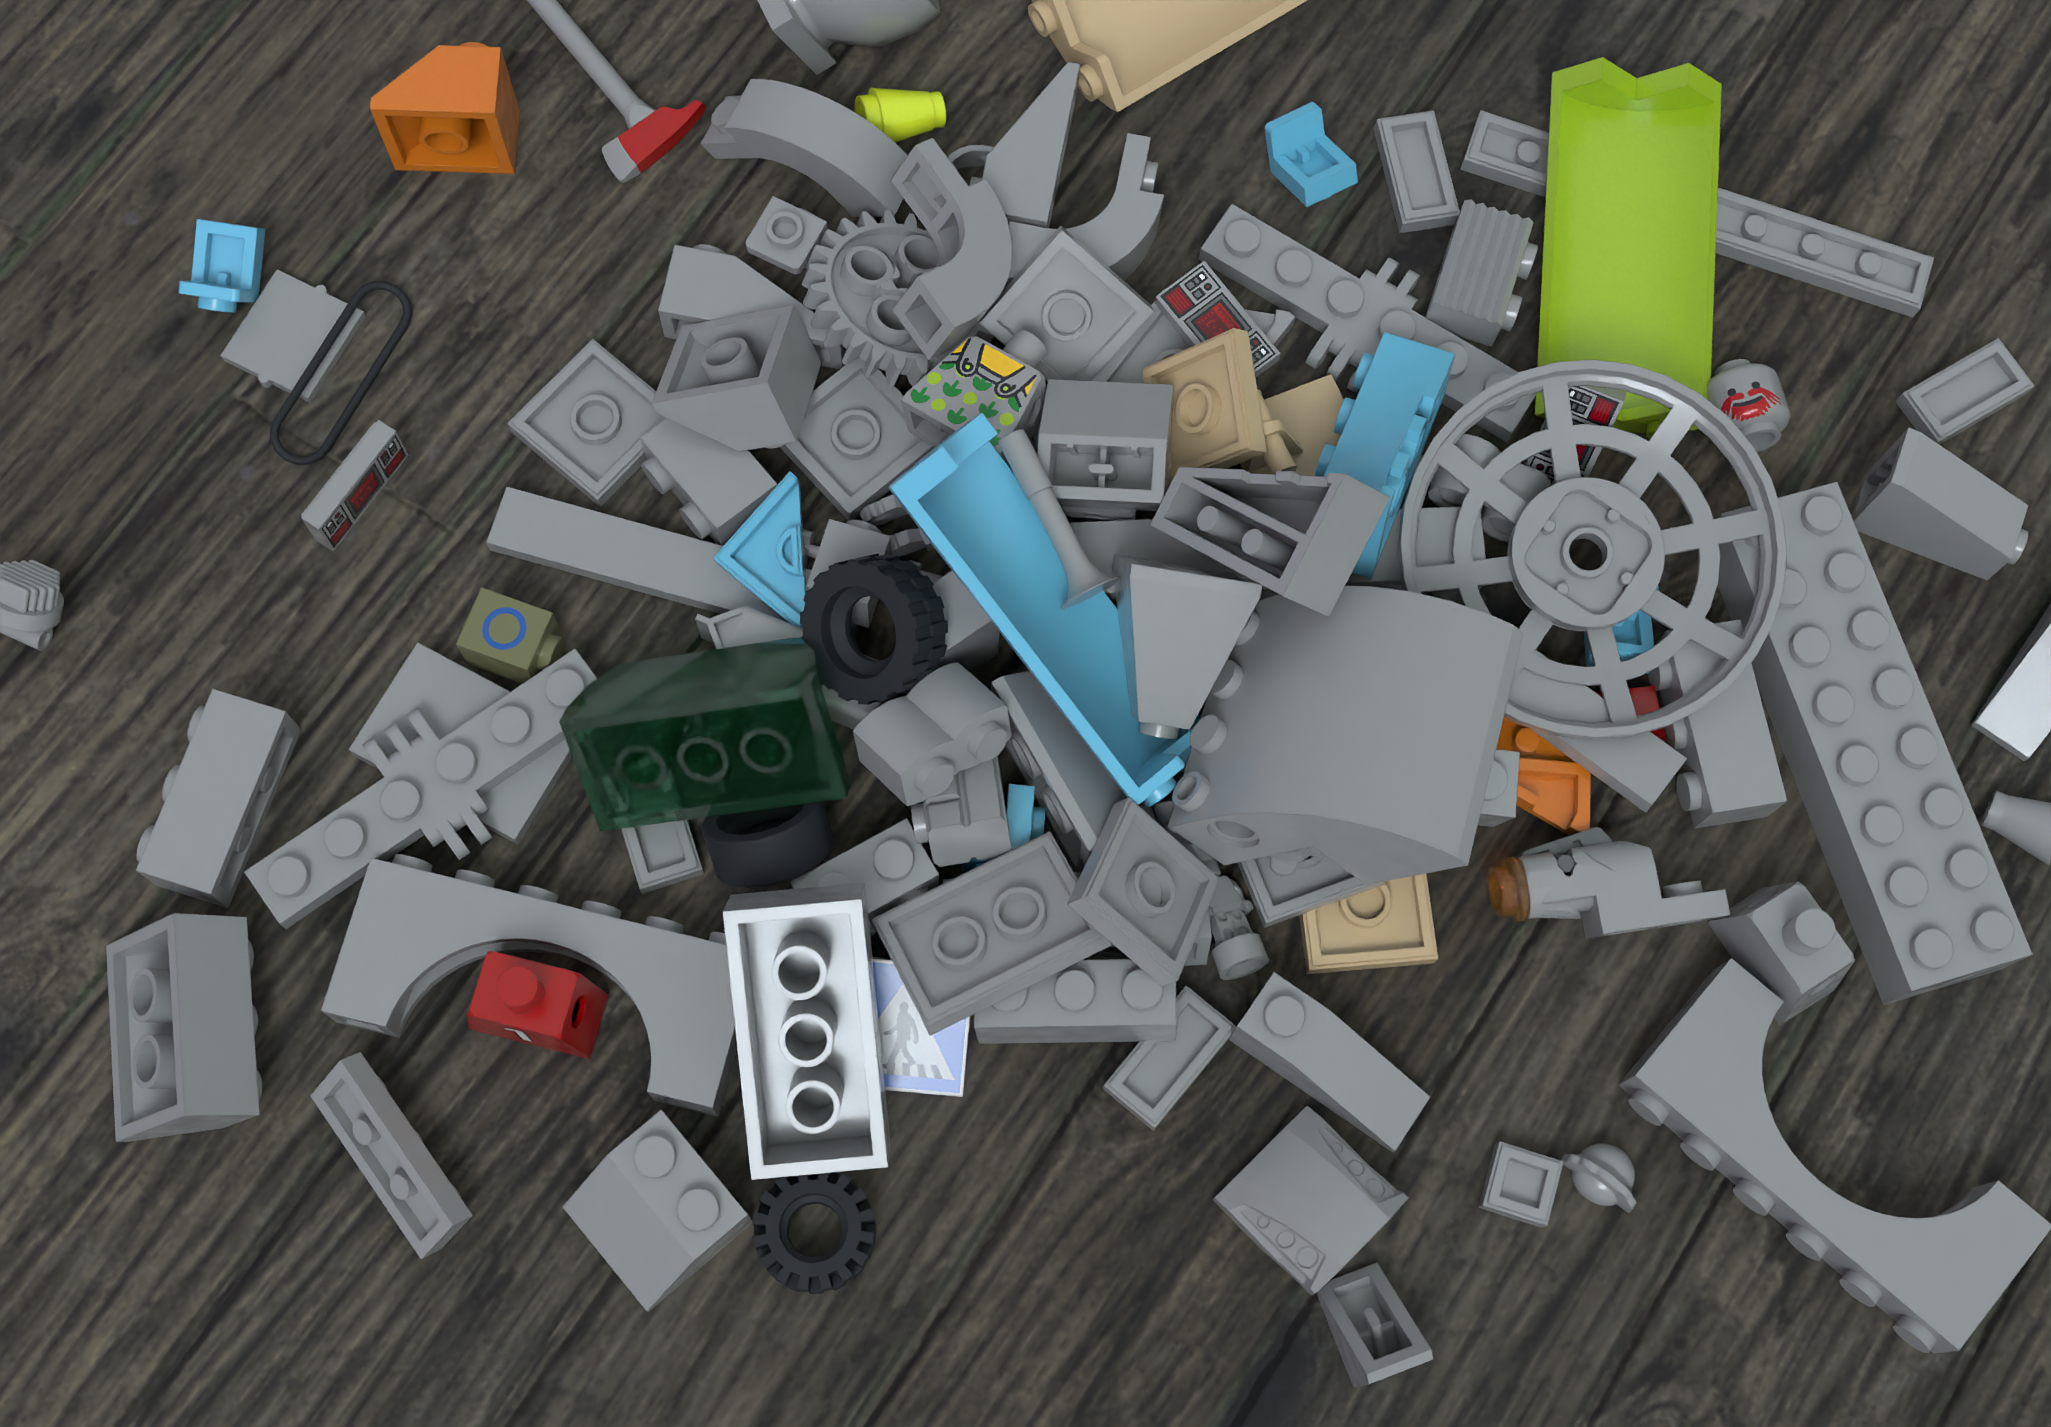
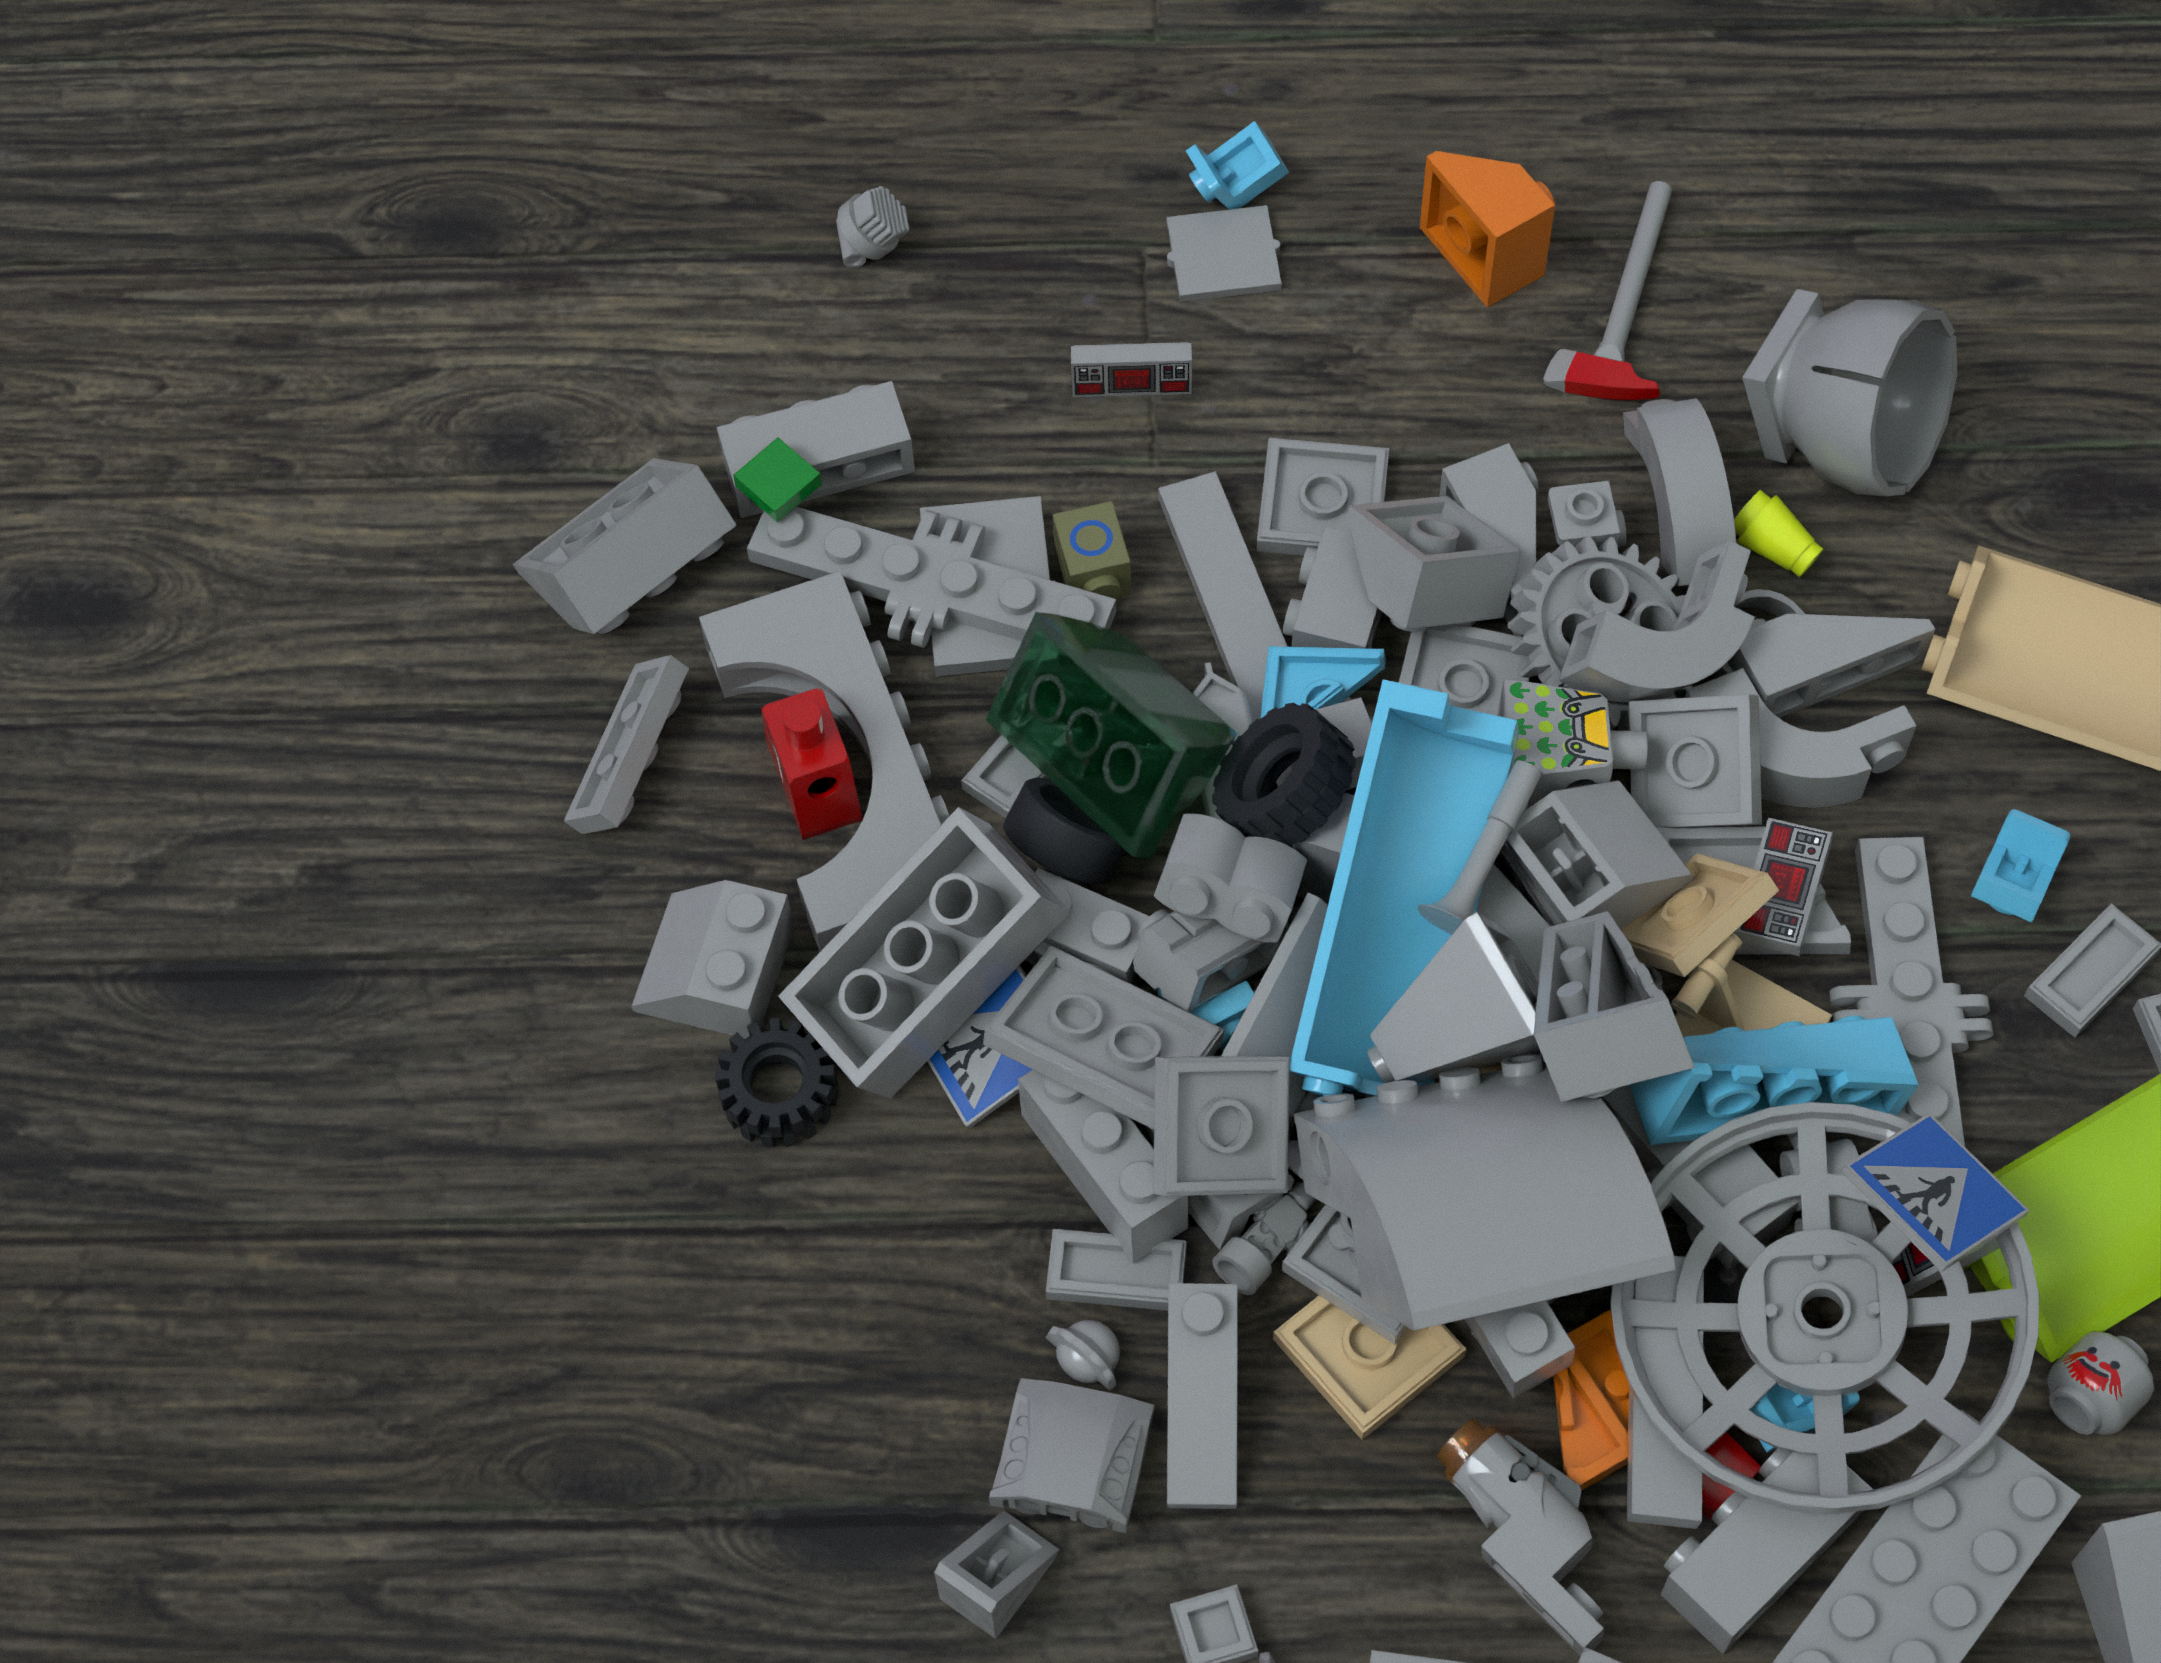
camera: 65 degrees right, 10 degrees down
(238, 852) = (777, 479): none -> green tile
(318, 358) = (1224, 326): black piece -> none
(1225, 1128) = (1087, 1352): none -> light grey piece
(1480, 272) = (2034, 1077): light grey brick -> none
(1585, 403) = (1935, 1191): none -> piece

